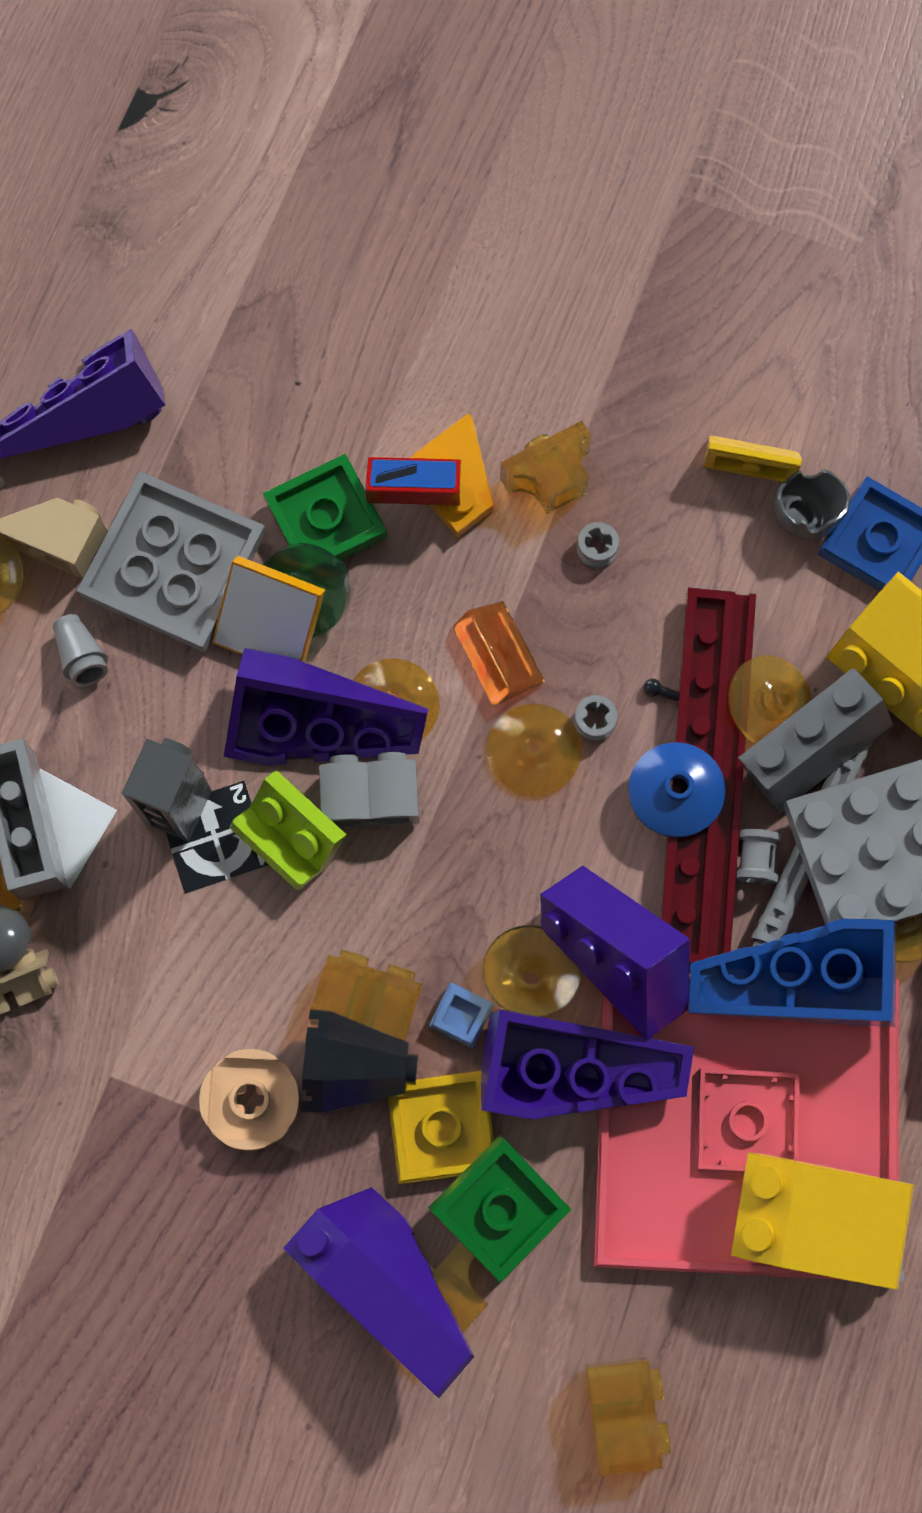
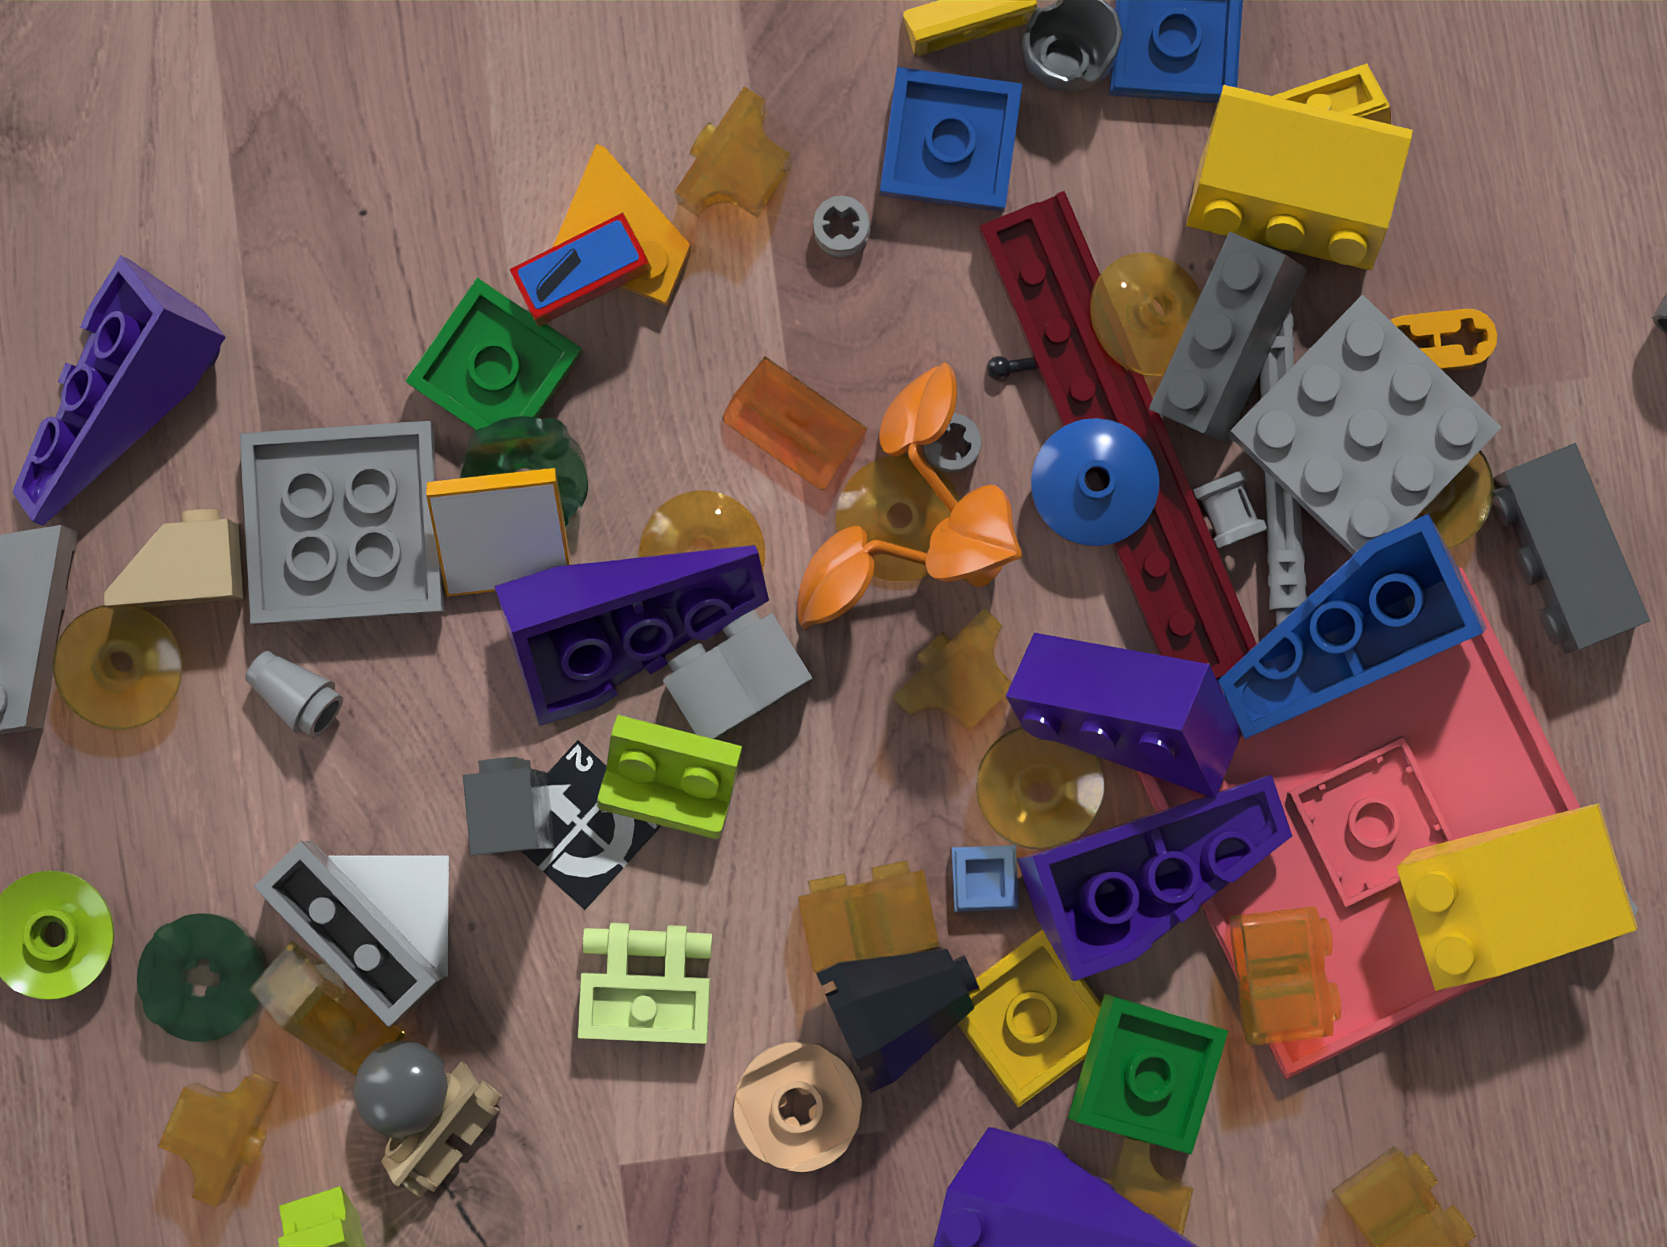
camera: 25 degrees left, 10 degrees up
(187, 976) = (645, 1005): none -> yellowish green plate
(516, 868) = (958, 674): none -> clear yellow brick
(565, 778) = (965, 546): none -> orange plant
(630, 1189) = (1284, 975): none -> clear yellow brick
(698, 526) = (950, 139): none -> blue plate

